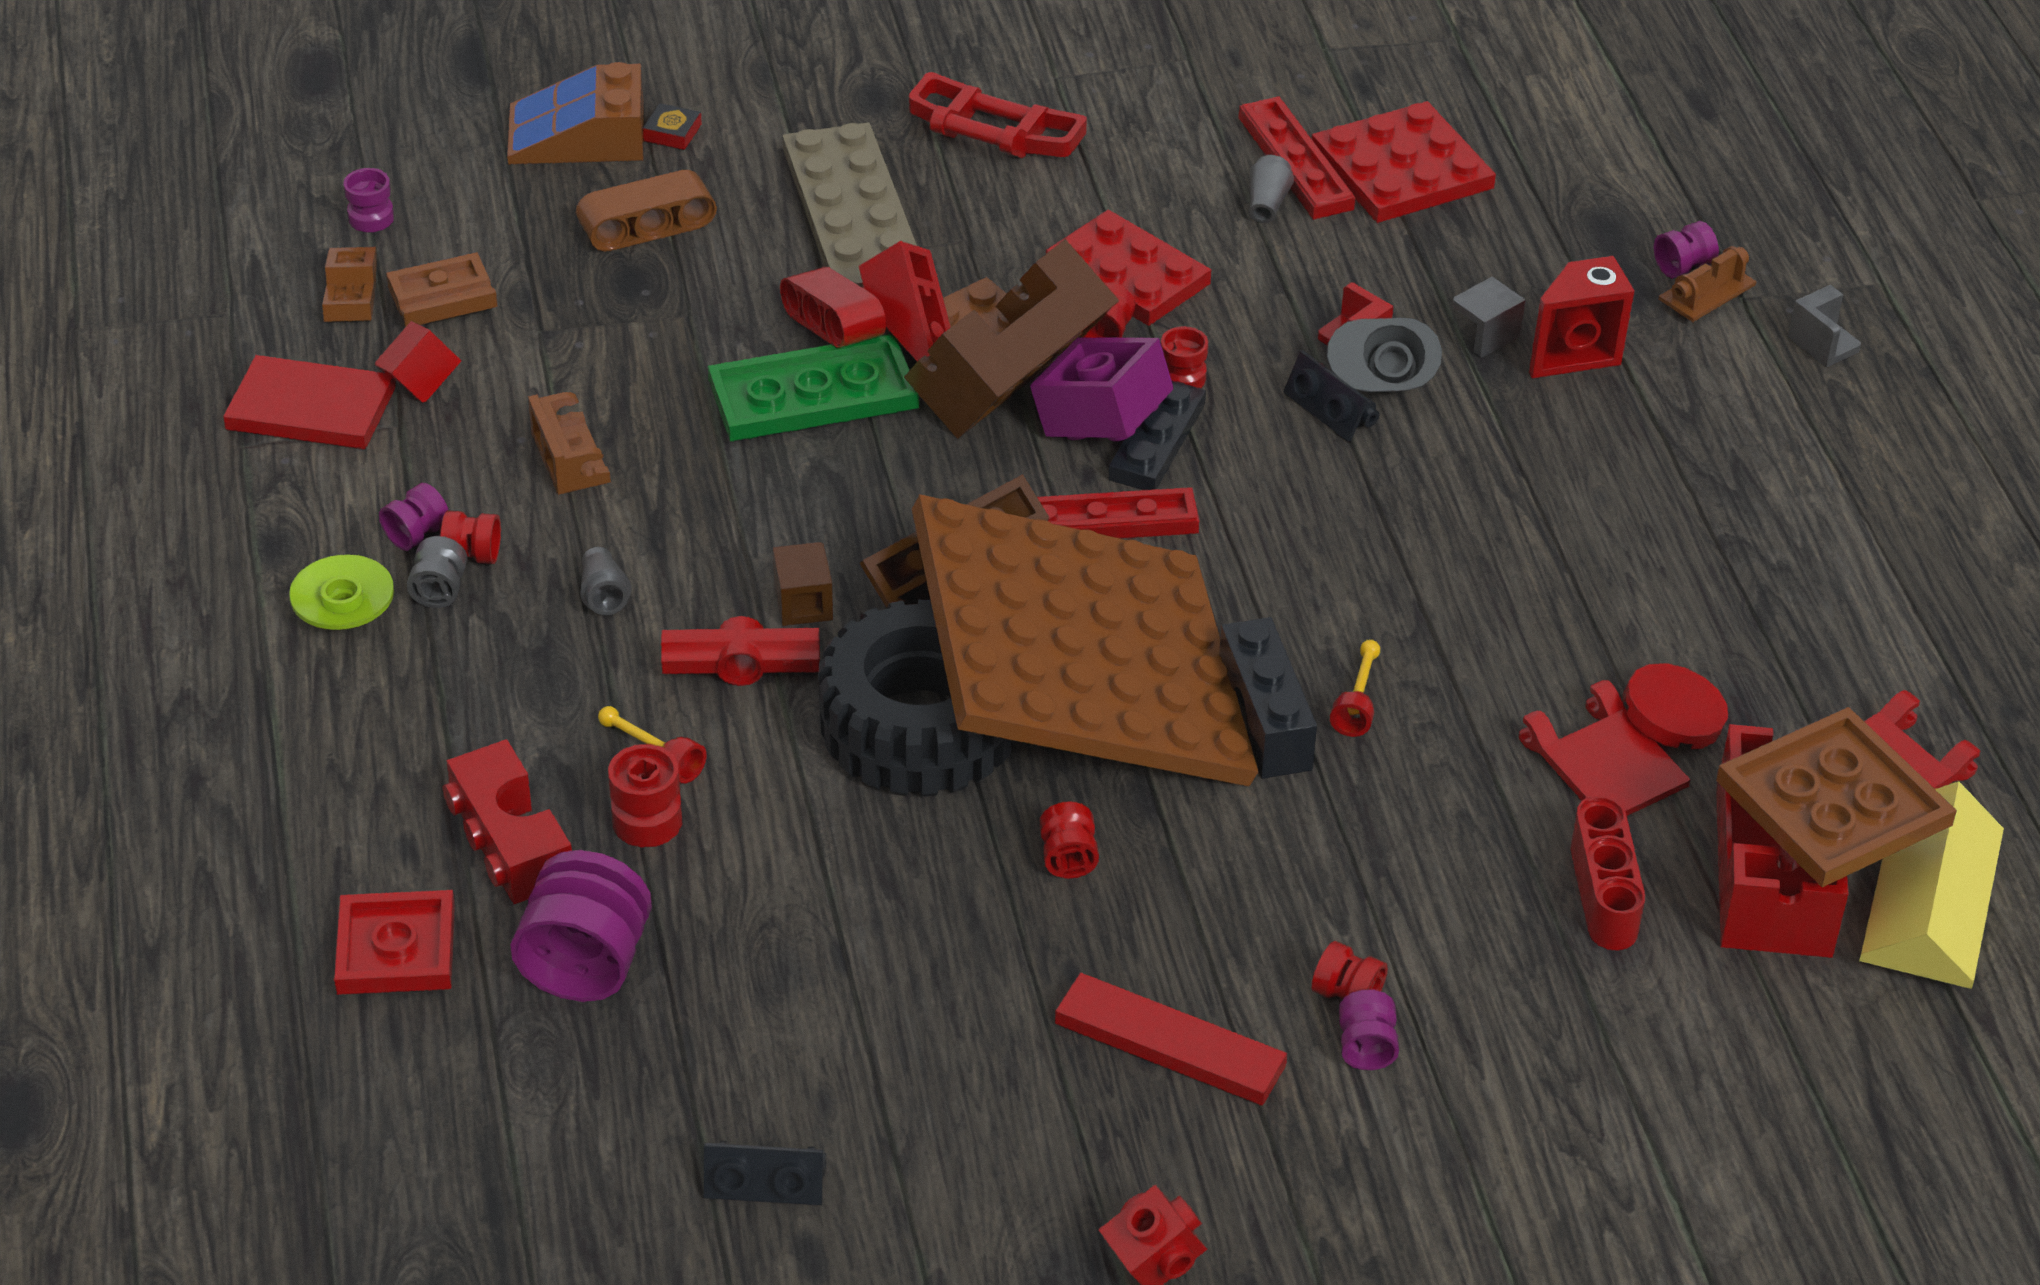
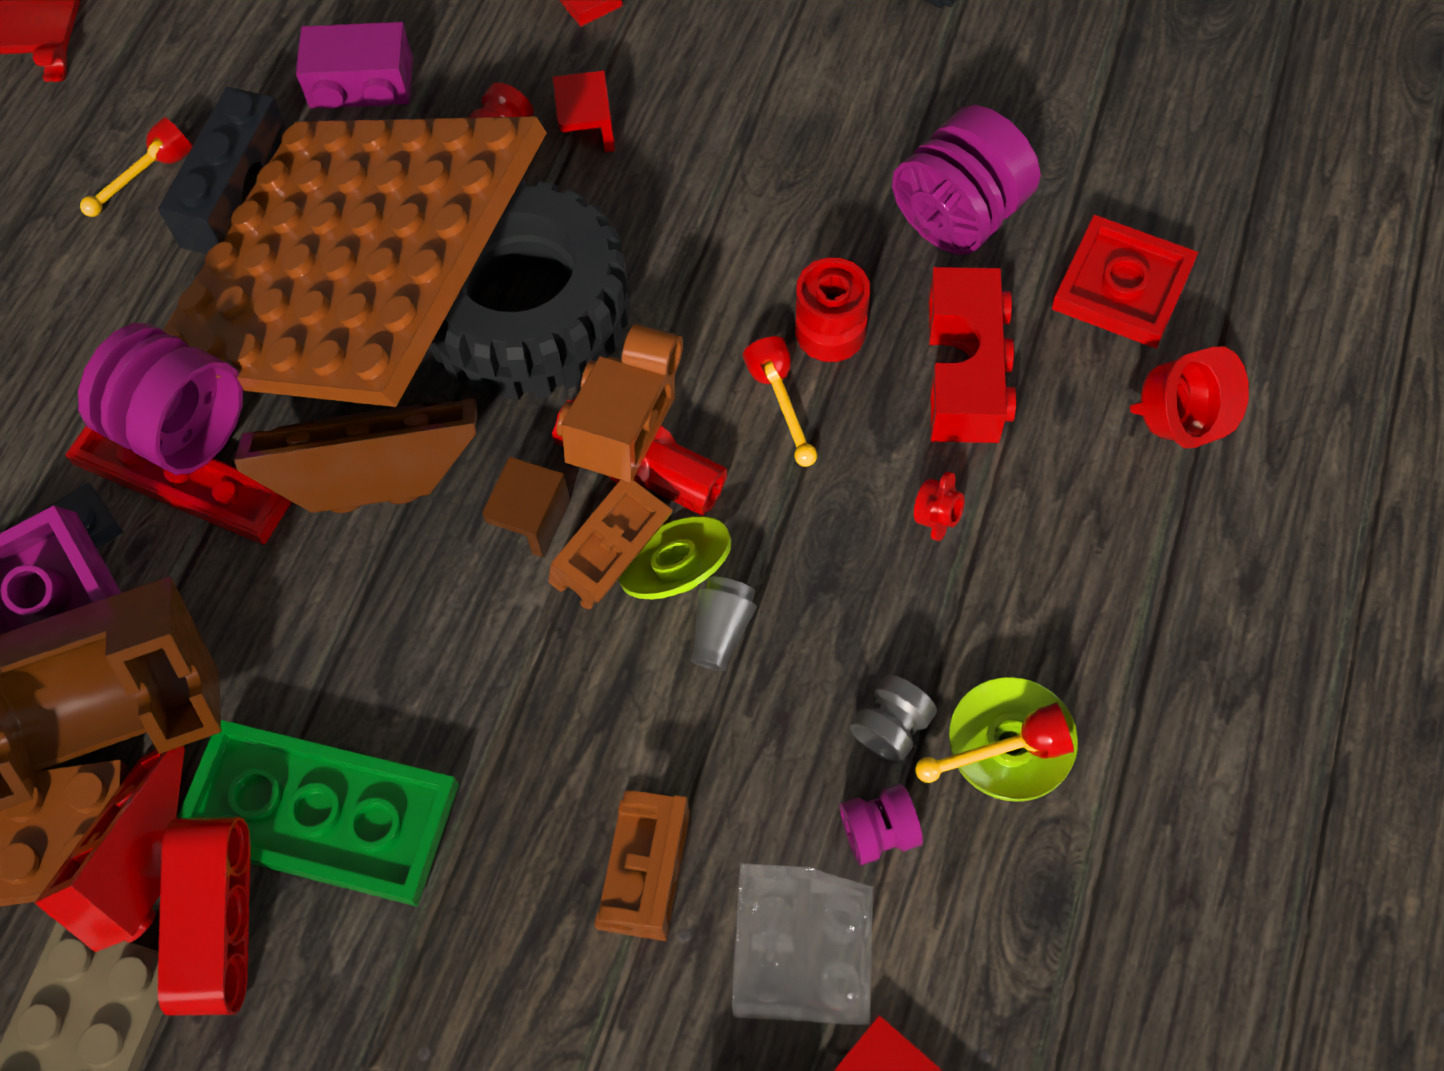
camera: 145 degrees left, 20 degrees up
(299, 856) = (1195, 397): none -> red piece
(317, 580) = (1041, 733): none -> hinge
(434, 432) = (802, 946): none -> clear slope
(474, 709) = (939, 505): none -> red plate
(477, 535) = (837, 758): red wheel -> none
(672, 581) = (677, 558): none -> lime dish
(719, 578) = (608, 542): none -> dark orange hinge
(760, 617) = (622, 404): none -> dark orange hinge
(993, 876) = (584, 104): none -> red panel
(1124, 495) = (160, 397): none -> magenta wheel
(1246, 831) = (355, 65): none -> magenta brick

